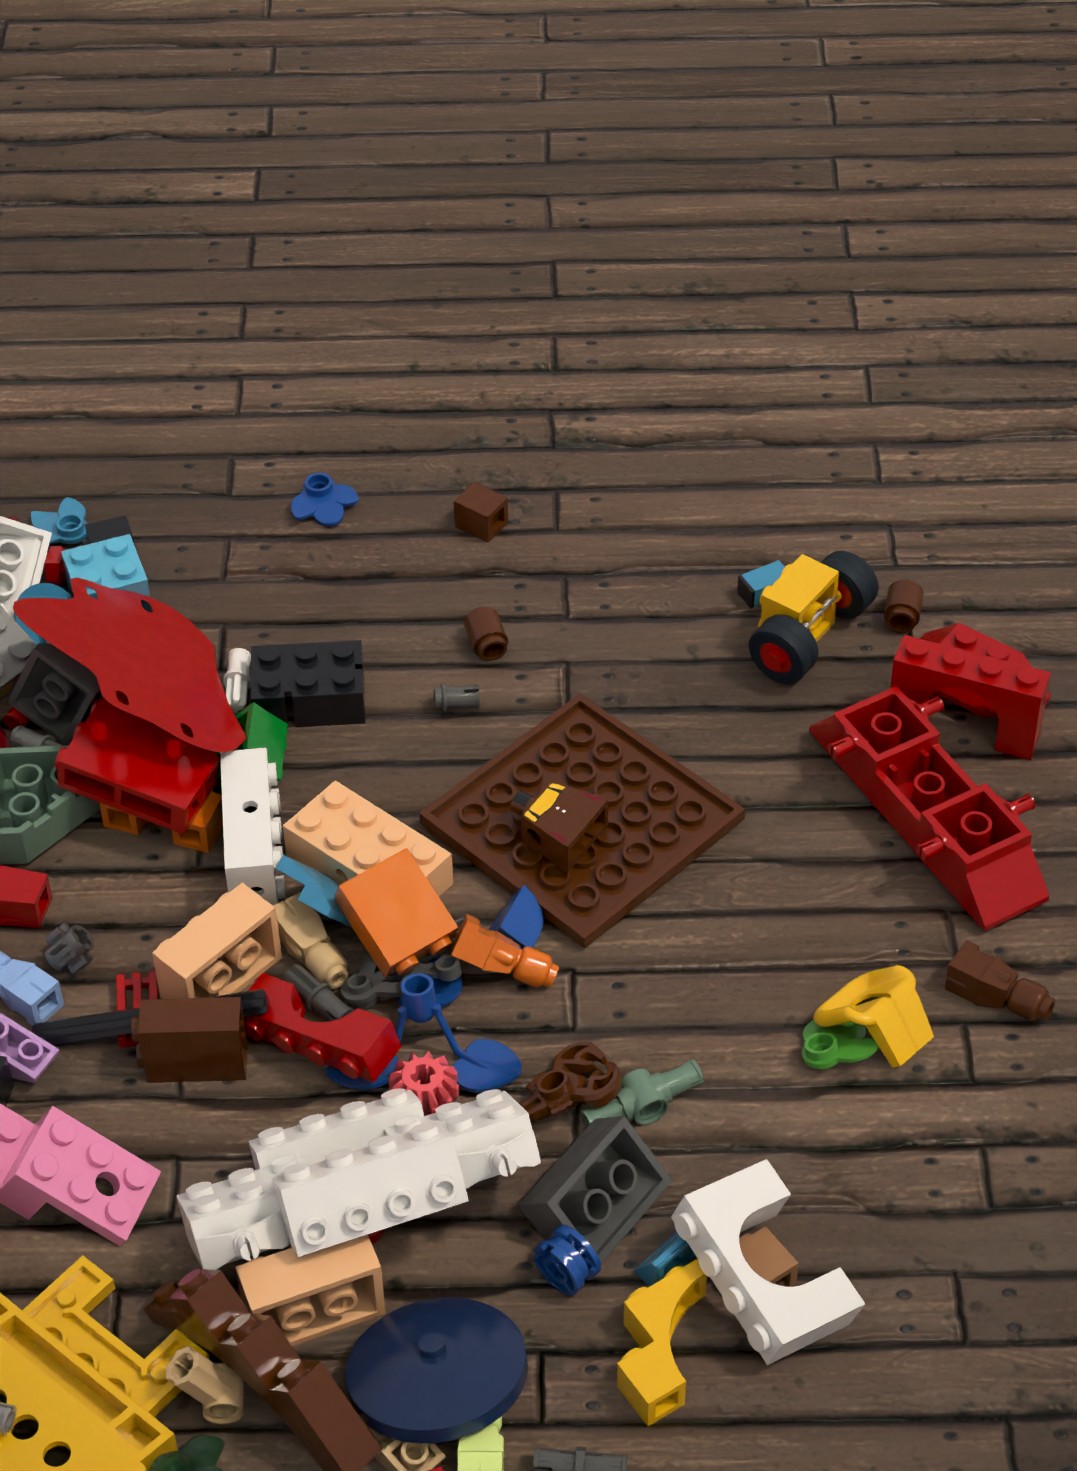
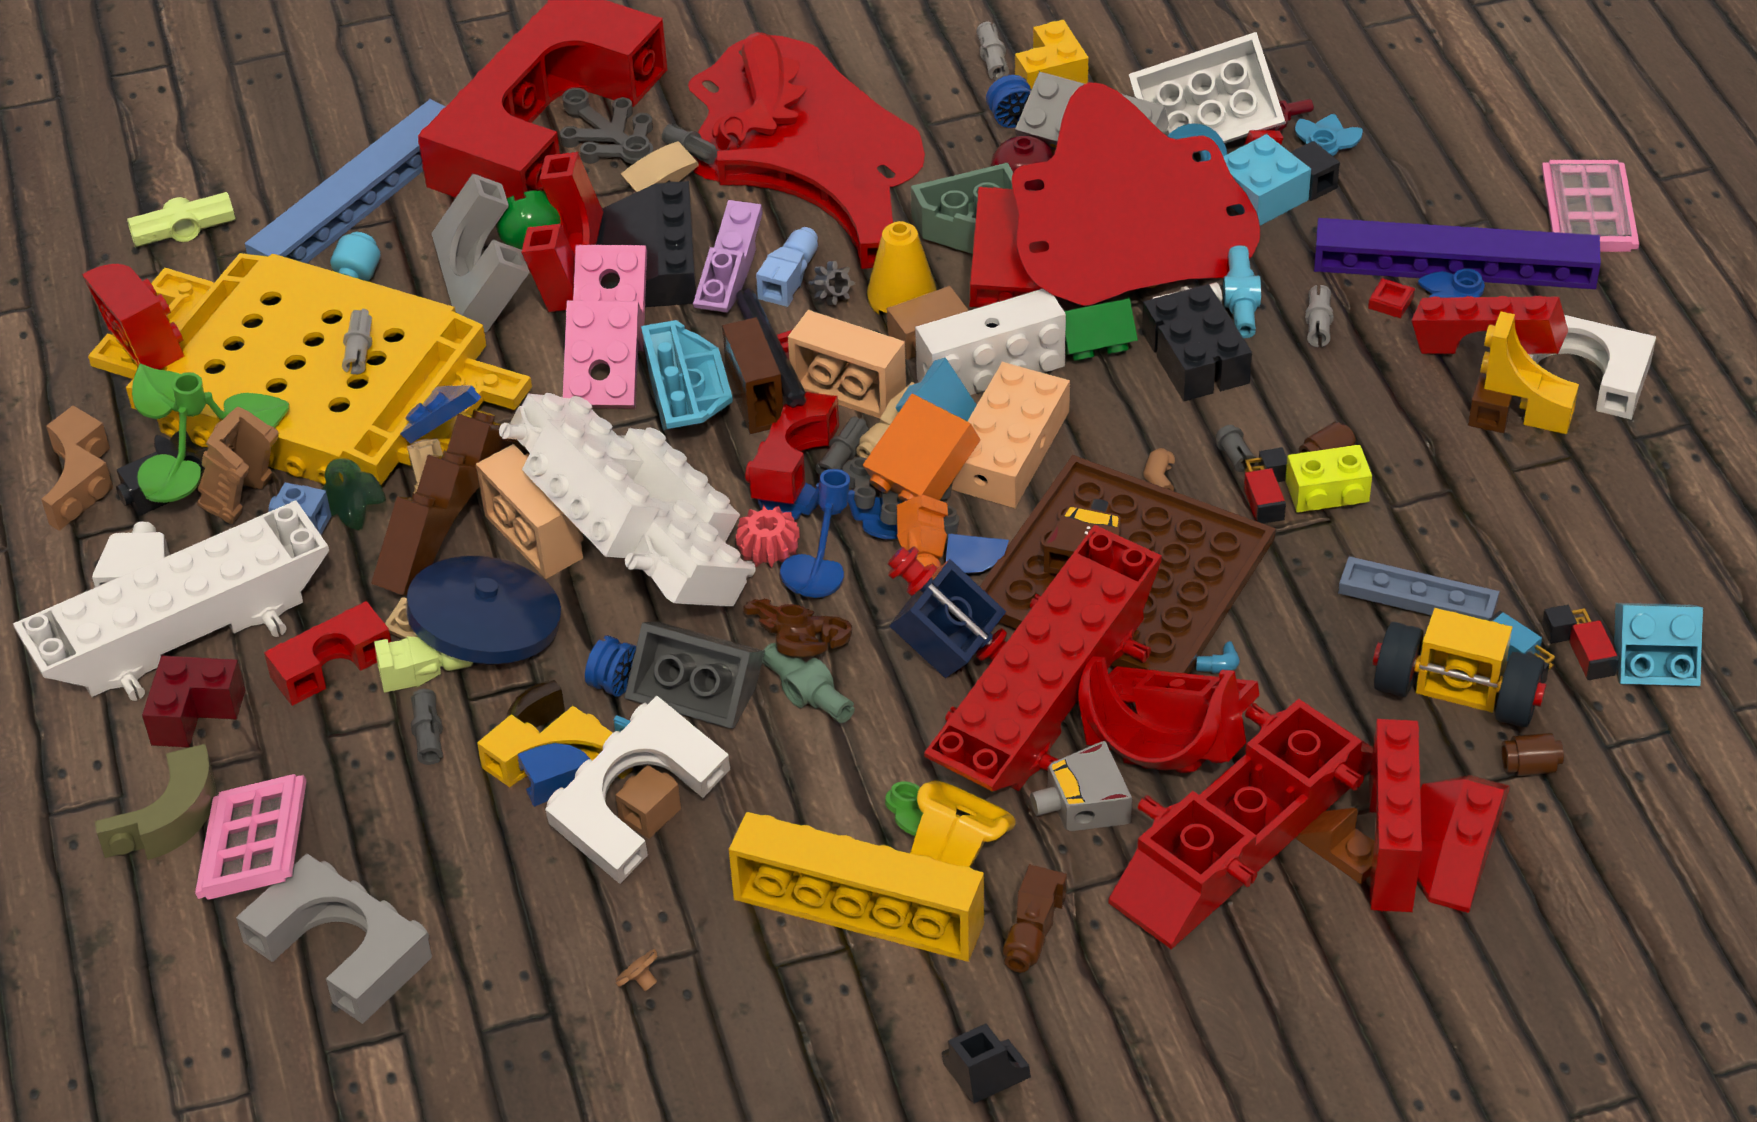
camera: 75 degrees right, 0 degrees up
(97, 884) = (899, 268): none -> yellow cone
(135, 1336) = (438, 408): none -> blue wing
(167, 1107) = (684, 374): none -> medium azure wedge
(170, 882) = (919, 311): none -> medium nougat brick
(243, 633) = (1242, 291): none -> medium azure pin
(254, 386) = (1591, 200): none -> clear piece
(268, 492) = (1423, 249): none -> dark purple brick
(305, 543) = (1391, 298): none -> red tile
(309, 594) = (1319, 315): none -> light grey pin
(381, 503) = (1445, 321): none -> red arch
(458, 761) = (1156, 467): none -> medium nougat arm
(461, 419) = (1620, 355): none -> white arch
(477, 476) = (1512, 371): none -> yellow arch
(517, 693) = (1262, 485): none -> piece
(535, 640) = (1328, 478): none -> neon yellow brick
(586, 1353) = (538, 704): none -> dark brown brick
(625, 952) = (946, 613): none -> dark blue brick
(689, 625) = (1415, 590): none -> sand blue plate
(692, 858) = (1029, 688): none -> red piece
(699, 1345) = (550, 769): none -> blue brick
(719, 773) = (1227, 661): none -> dark azure animal
(785, 538) = (1587, 640): none -> piece
(804, 495) = (1658, 643): none -> medium azure slope
(804, 816) = (1177, 717): none -> red piece
(853, 909) = (1085, 791): none -> light grey torso
(939, 1104) = (857, 886): none -> yellow brick
(969, 748) = (1339, 842): none -> dark orange slope
(982, 1320) = (639, 971): none -> medium nougat plant

